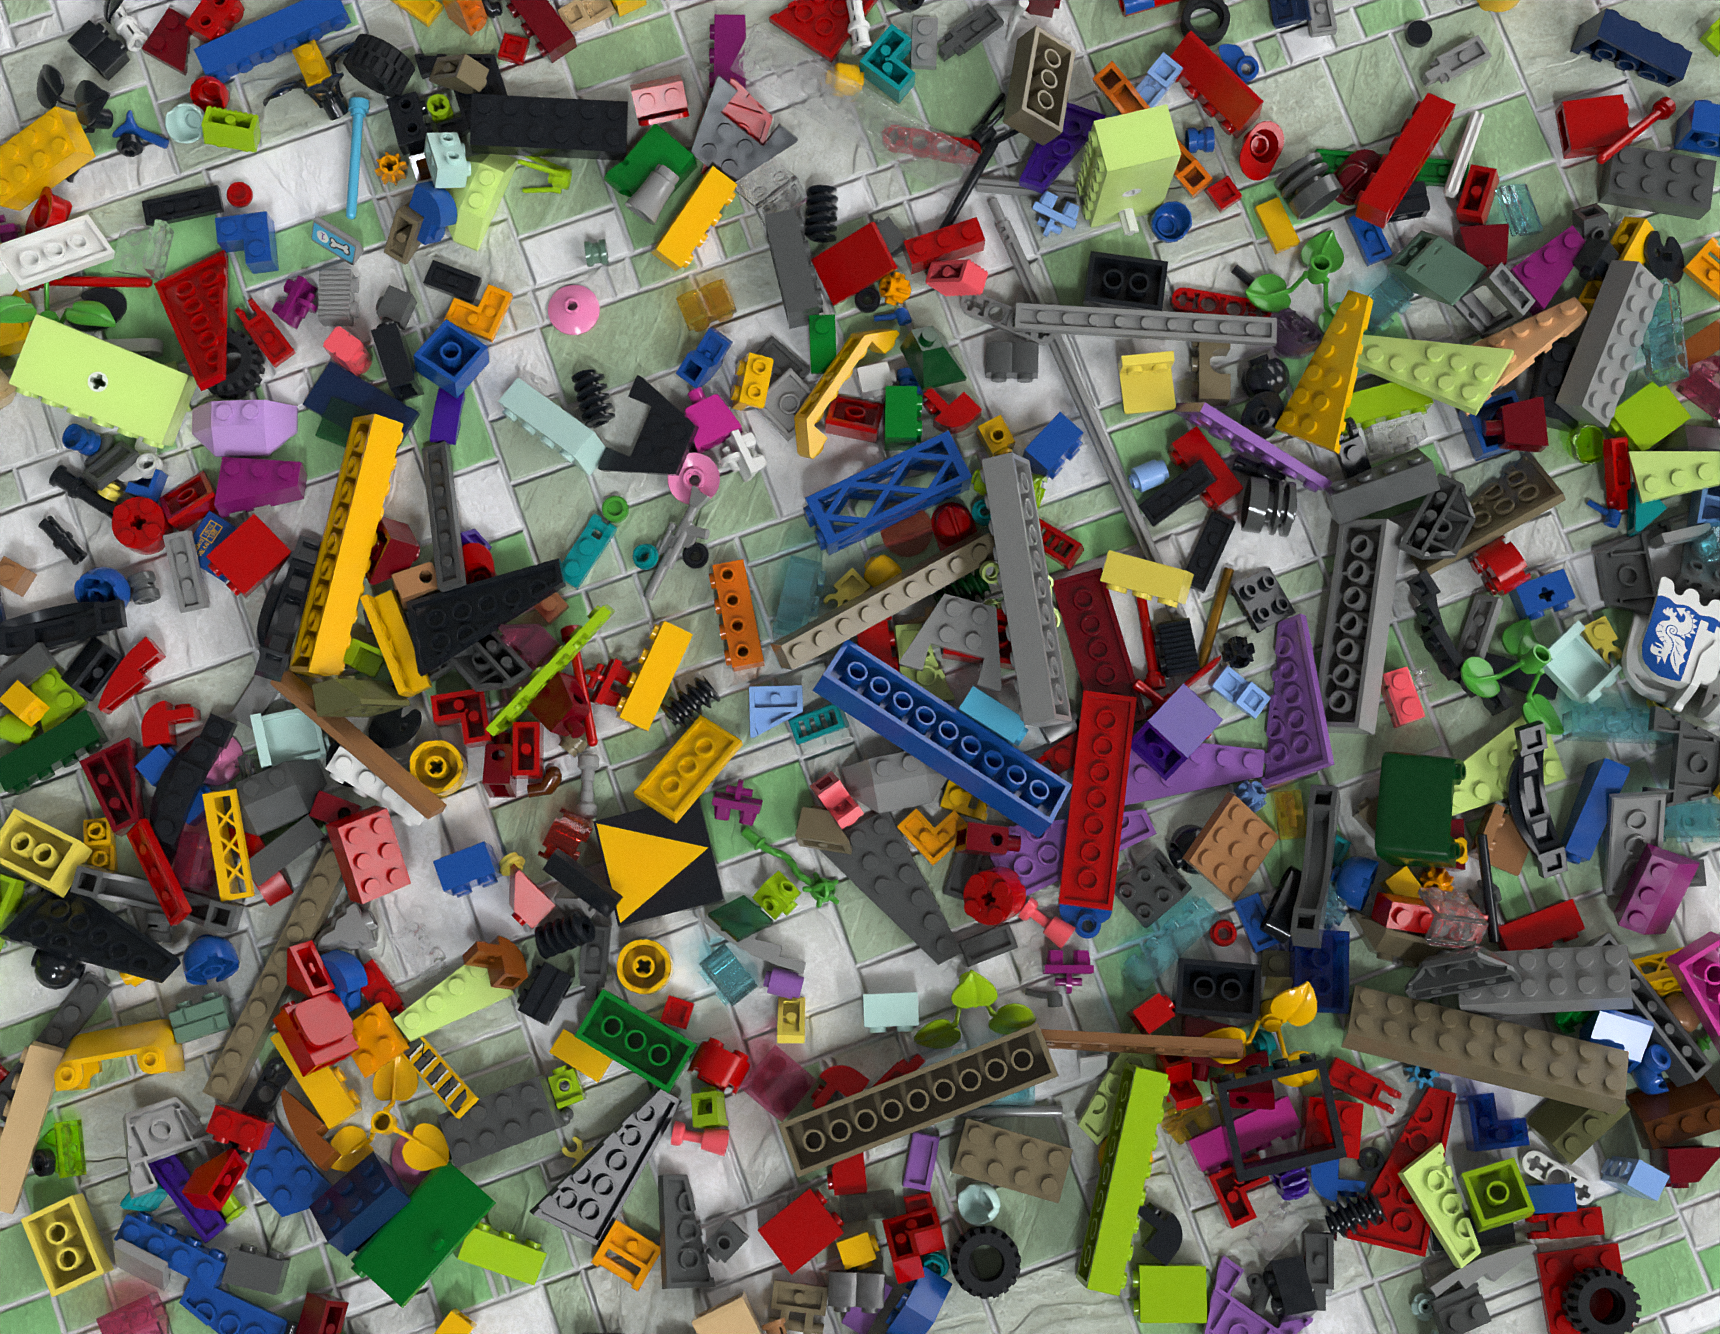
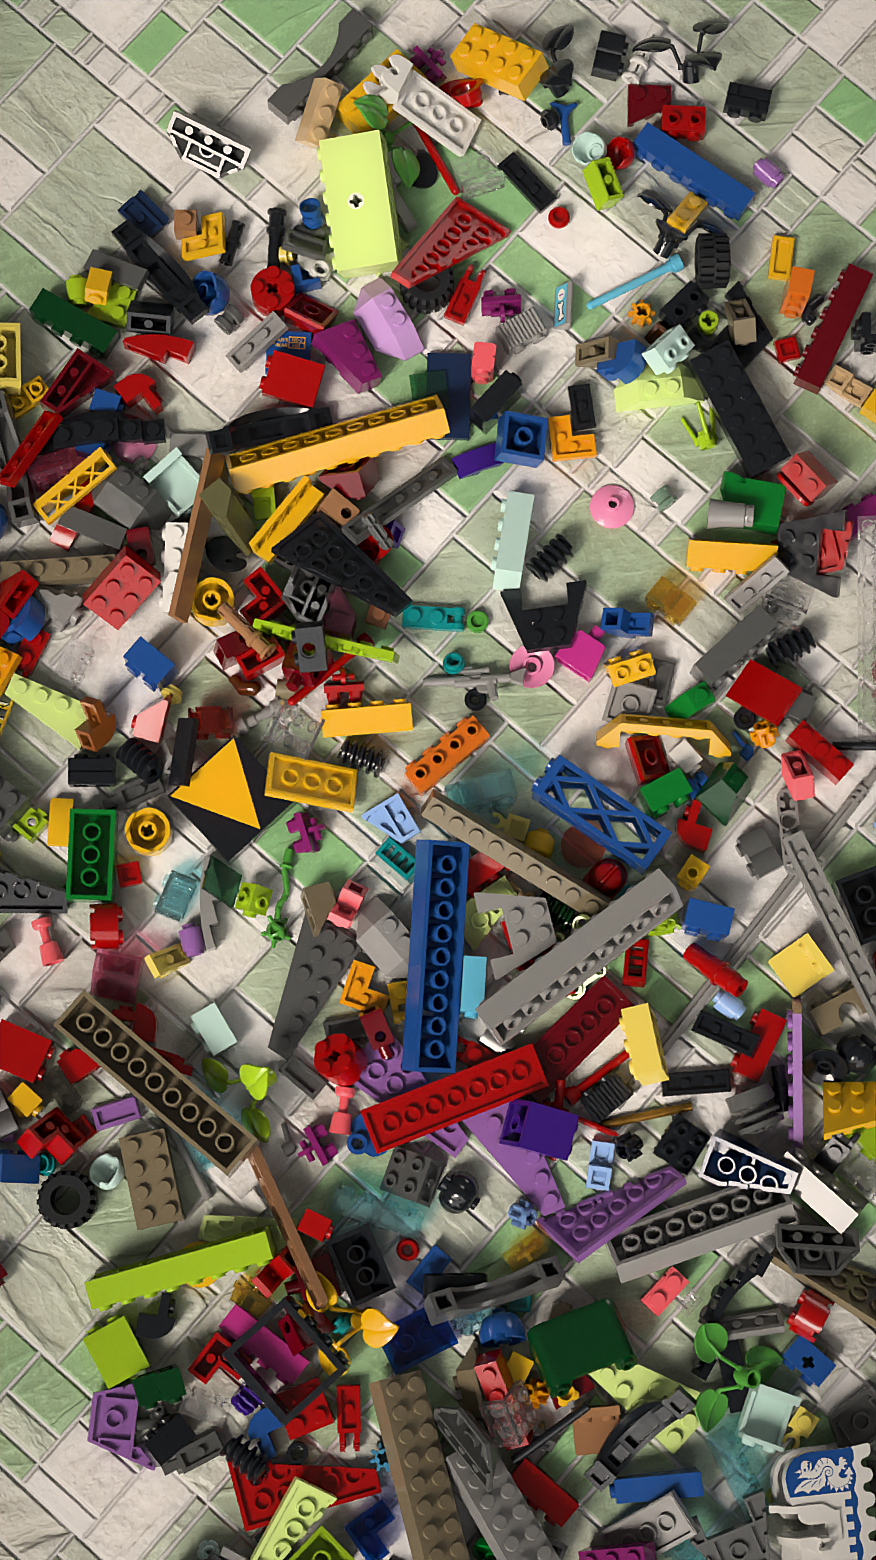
camera: 60 degrees right, 0 degrees up
(47, 562) = (209, 242): none -> yellow plate
(252, 234) = (532, 246): blue brick -> none
(396, 306) = (537, 377): dark grey brick -> none
(464, 554) = (377, 530): none -> dark grey axle
(503, 743) = (253, 637): none -> medium nougat pin
(565, 689) = (312, 633): none -> black brick
(622, 757) = (292, 730): none -> clear bracket
(701, 1103) = (71, 935): lime brick -> none
(739, 209) = (756, 584): none -> light grey plate
(739, 457) = (567, 689): white hips -> none
(1108, 467) = (715, 970): none -> red piece
(1230, 1266) = (159, 1385): none -> dark green brick
(1231, 847) = (474, 1219): medium nougat plate -> none
(1274, 973) = (399, 1304): olive slope -> none
(1317, 549) = (743, 1165): none -> dark blue wedge

